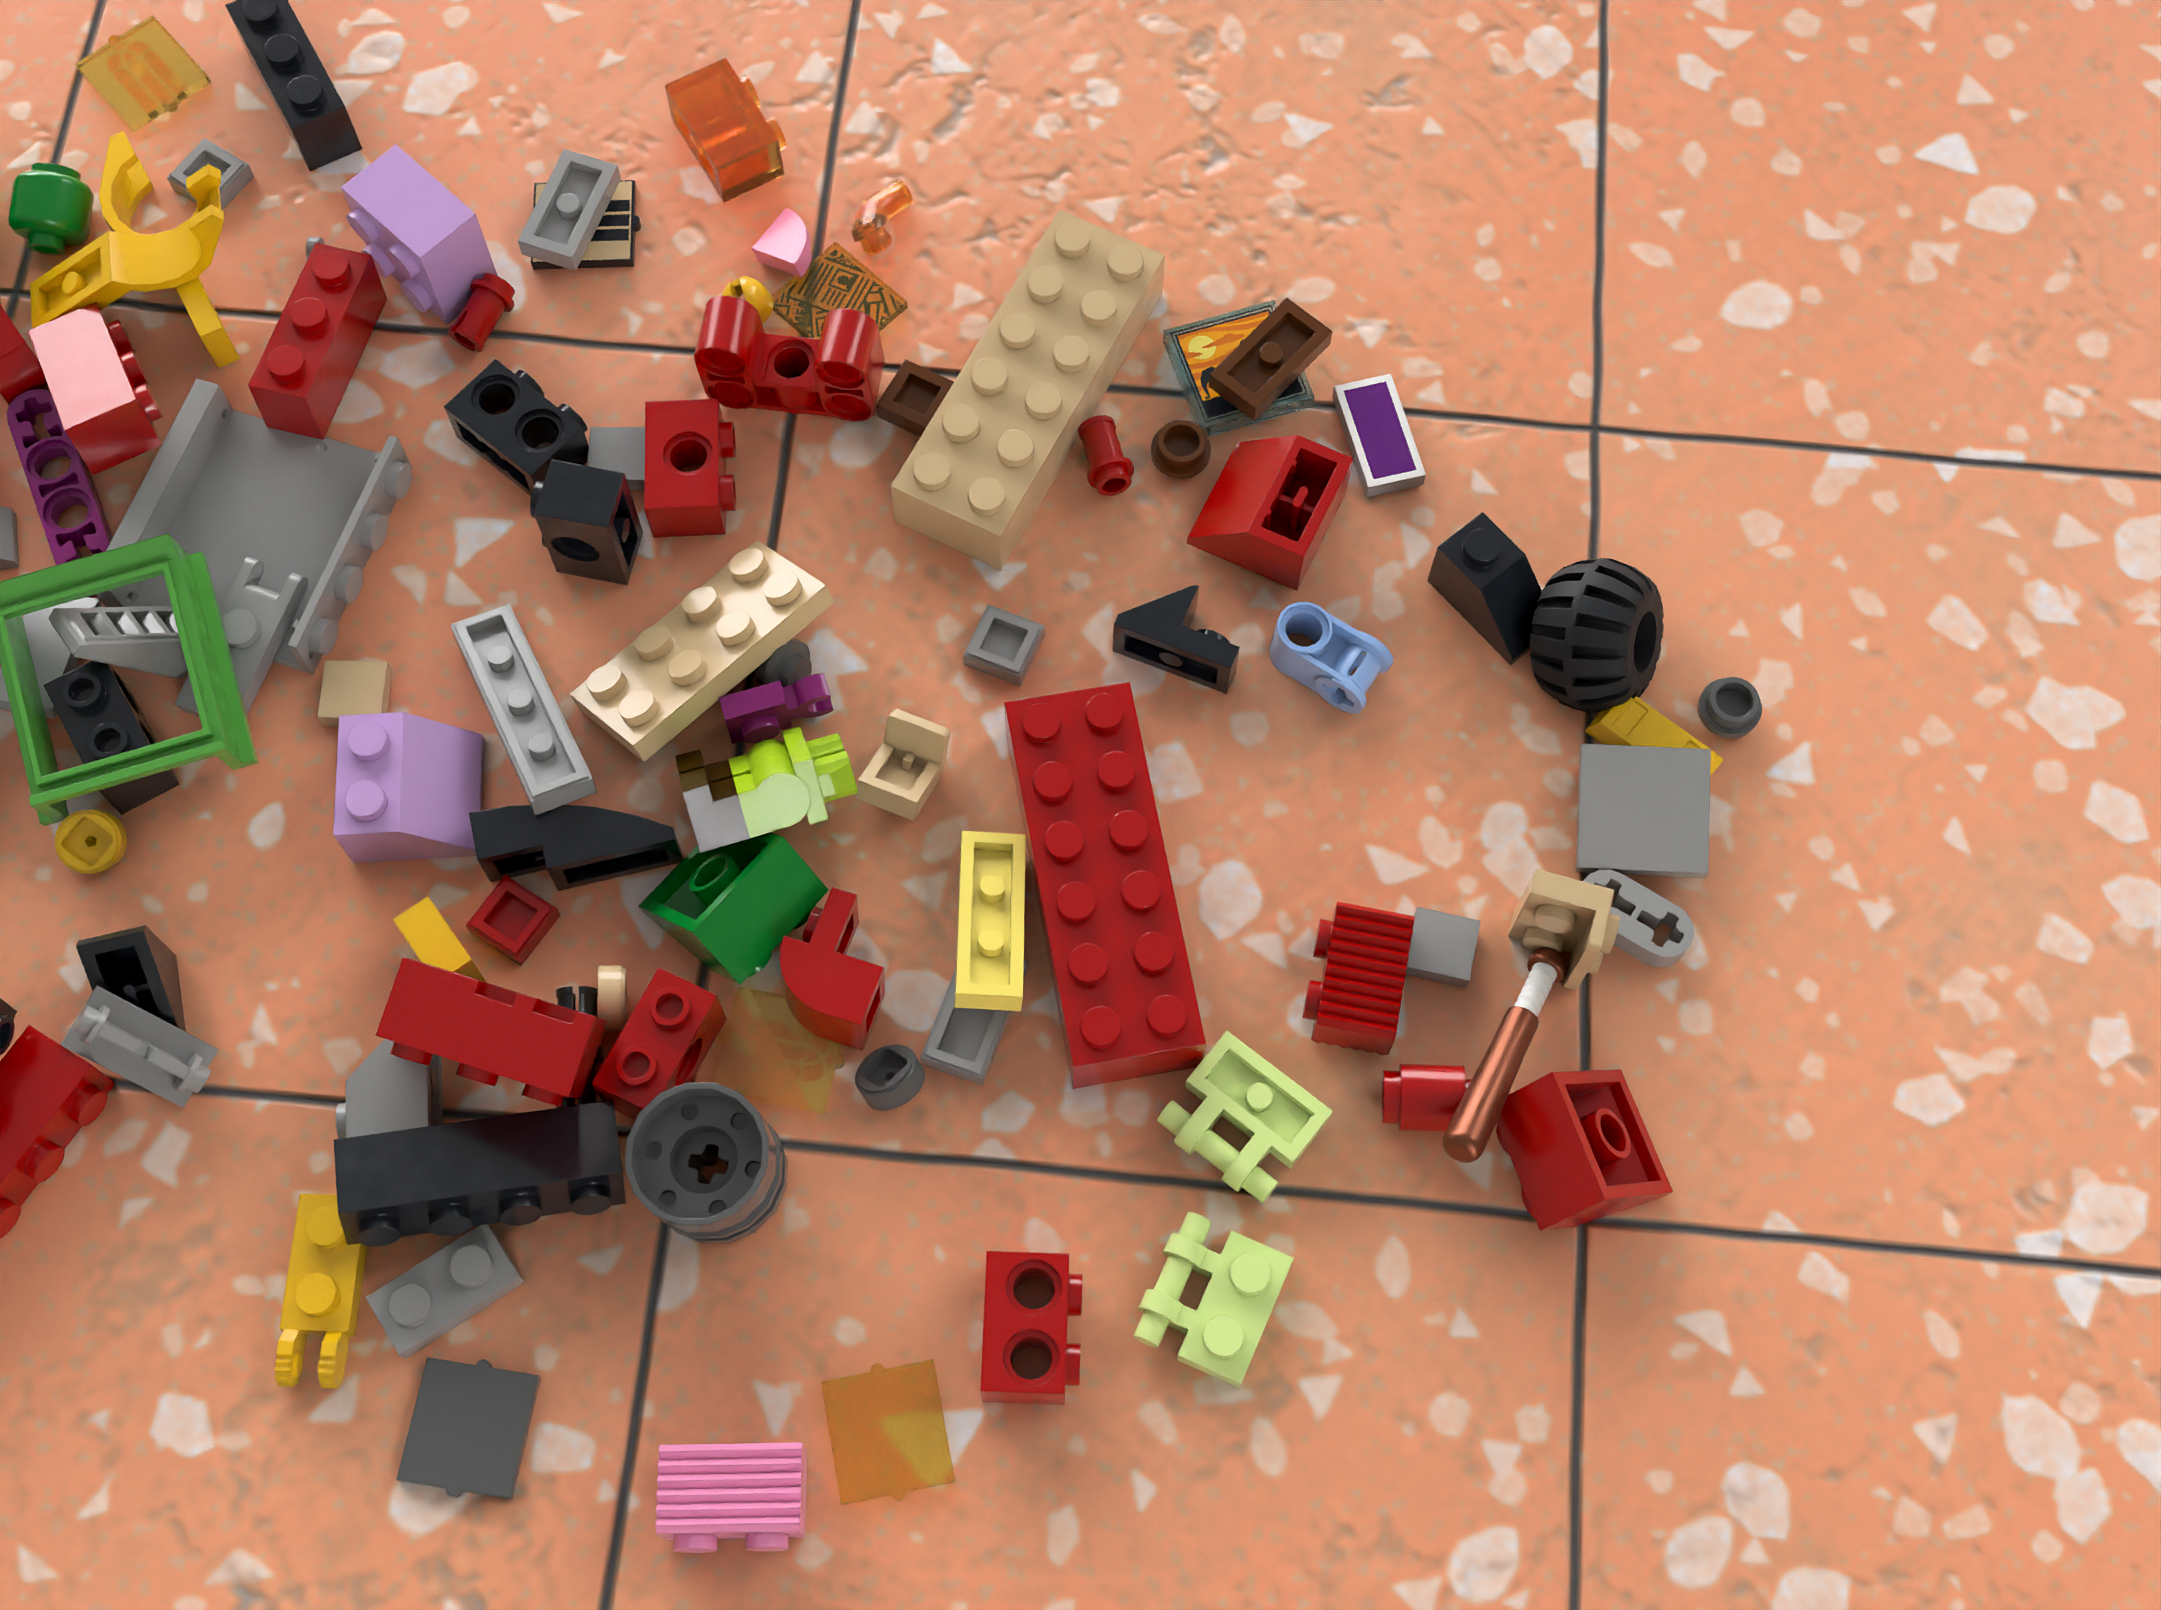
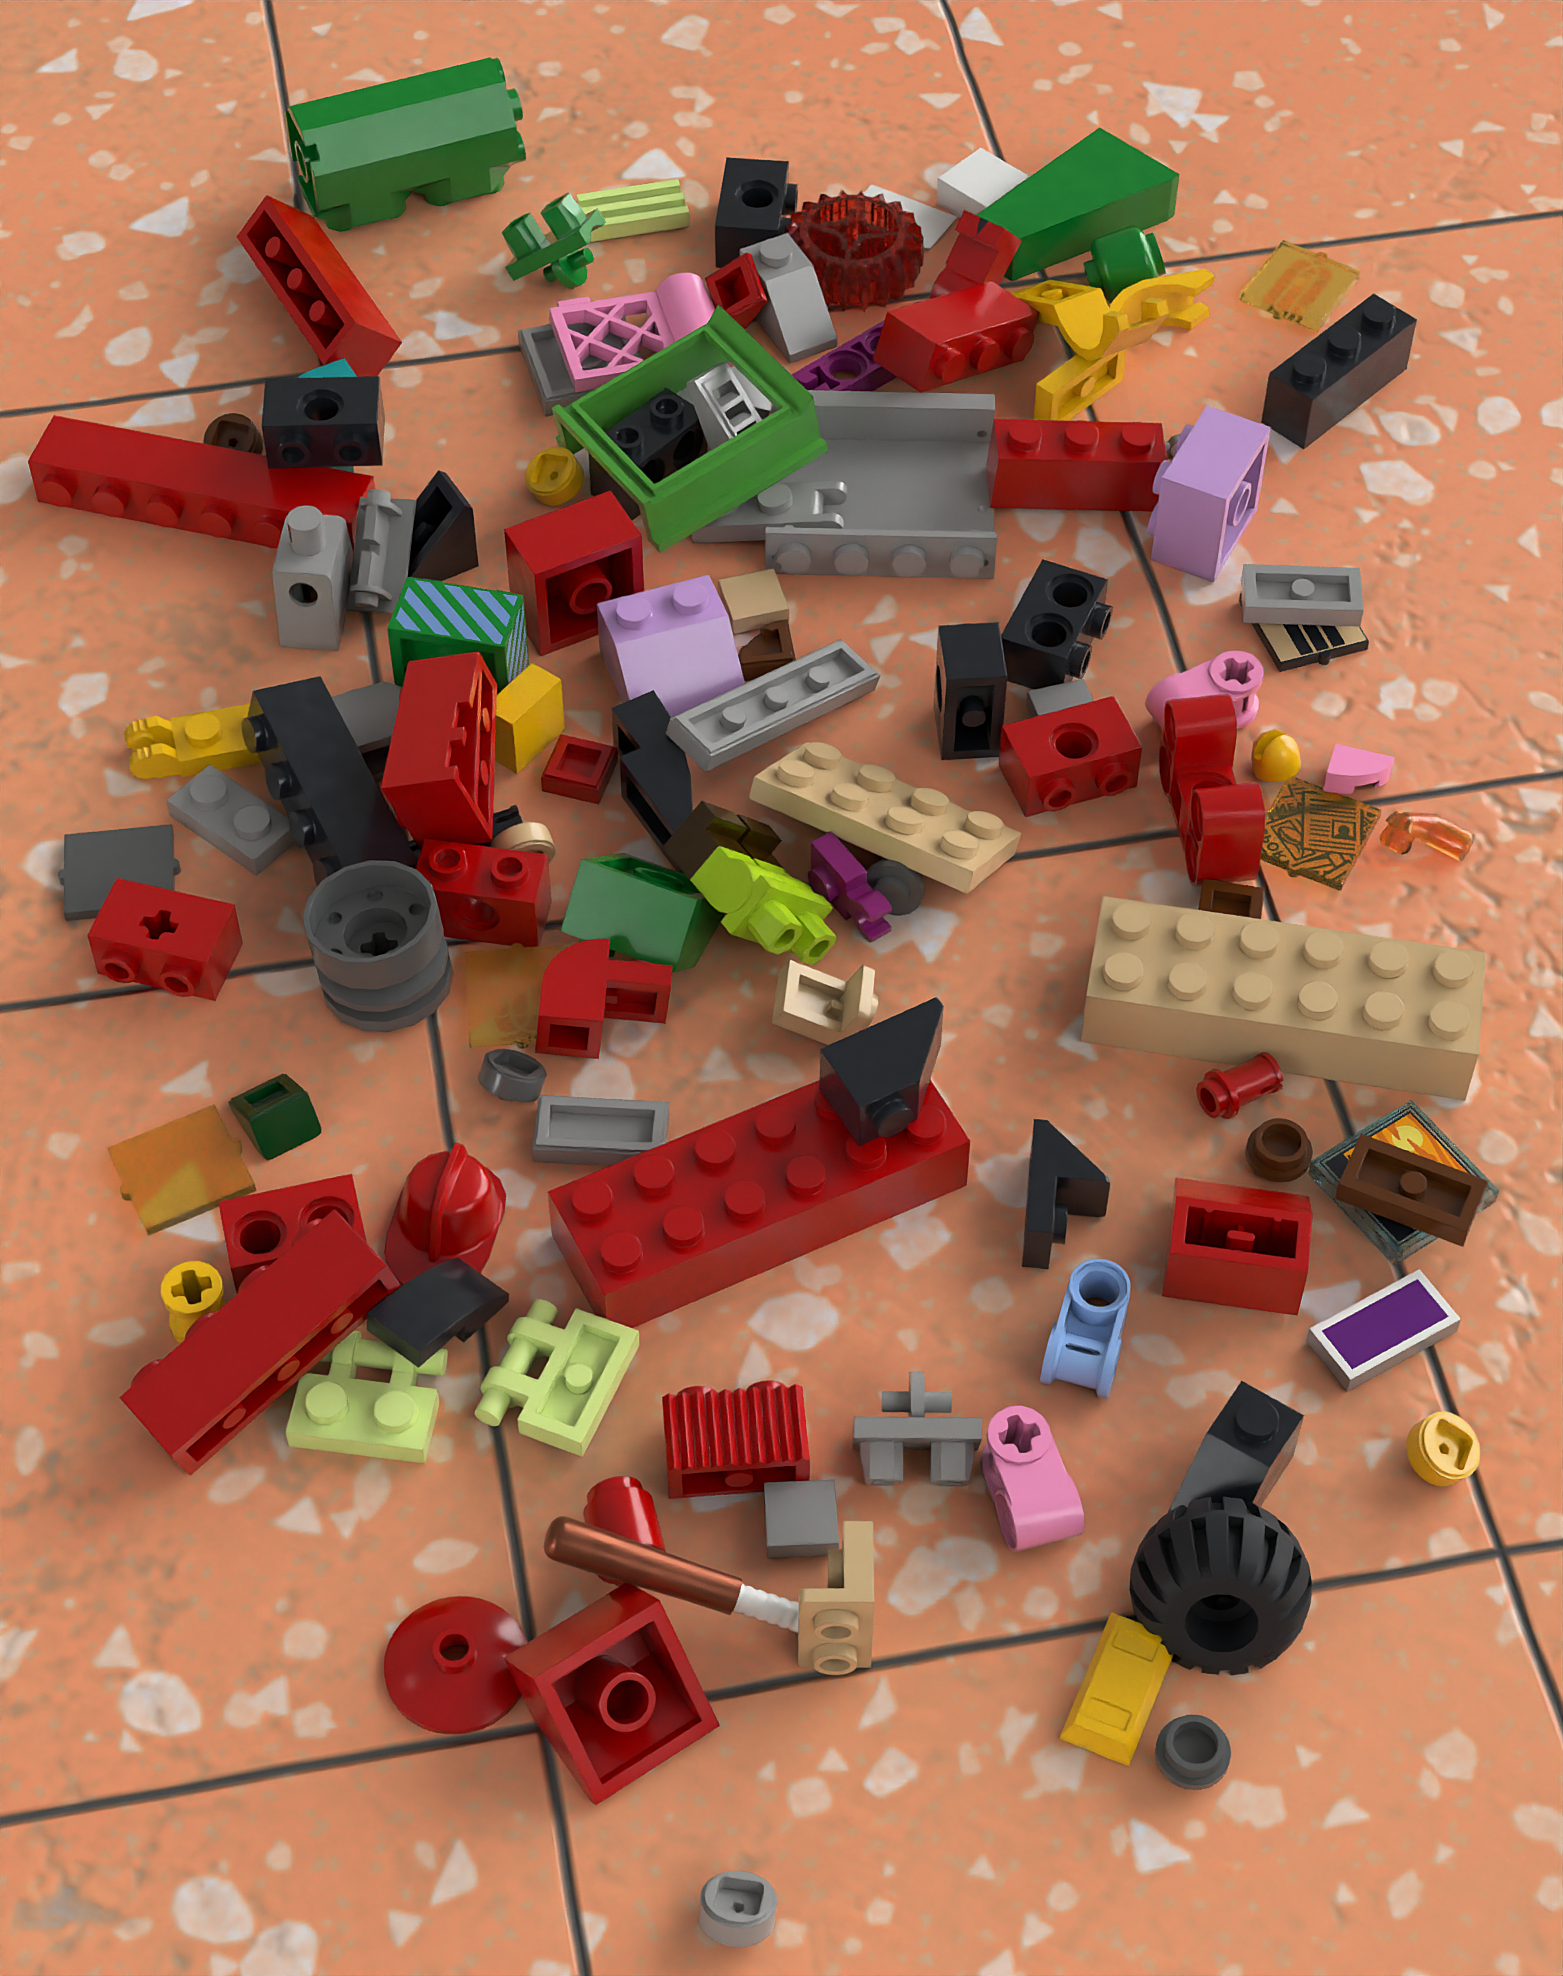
camera: 75 degrees right, 15 degrees down
(143, 1122) = (319, 554): none -> light grey torso
(234, 172) = (1216, 358): light grey tile -> none
(268, 847) = (569, 565): none -> red brick
(329, 989) = (458, 619): none -> green container
(430, 694) = (767, 650): none -> reddish brown tile
(482, 311) = (1167, 571): red pin -> none
(607, 1352) = (165, 939): none -> red brick
(663, 328) = (1241, 682): none -> bright pink piece
(726, 129) = (1454, 685): clear orange brick -> none
(731, 1494) = (94, 1056): bright pink brick -> none
(852, 1322) = (276, 1116): none -> dark green slope
(990, 921) = (674, 1102): light yellow plate -> none
(1004, 645) = (994, 1059): light grey tile -> none
(1034, 1184) = (444, 1213): none -> red piece
(1064, 721) = (883, 1072): none -> black slope
(1092, 1429) = (190, 1293): none -> yellow bush
(1156, 1207) = (435, 1308): none -> black slope
(1164, 1381) = (259, 1341): none -> red brick
(1386, 823) = (947, 1438): none -> light grey hips
(1465, 749) = (1028, 1481): none -> bright pink piece
(1488, 1306) = (458, 1693): none -> red dish
(1506, 431) = (1443, 1449): none -> yellow tile
(1640, 913) = (882, 1695): light grey beam -> none
(1643, 810) = (1024, 1677): light grey tile -> none
(1799, 1097) = (737, 1908): none -> light grey tile

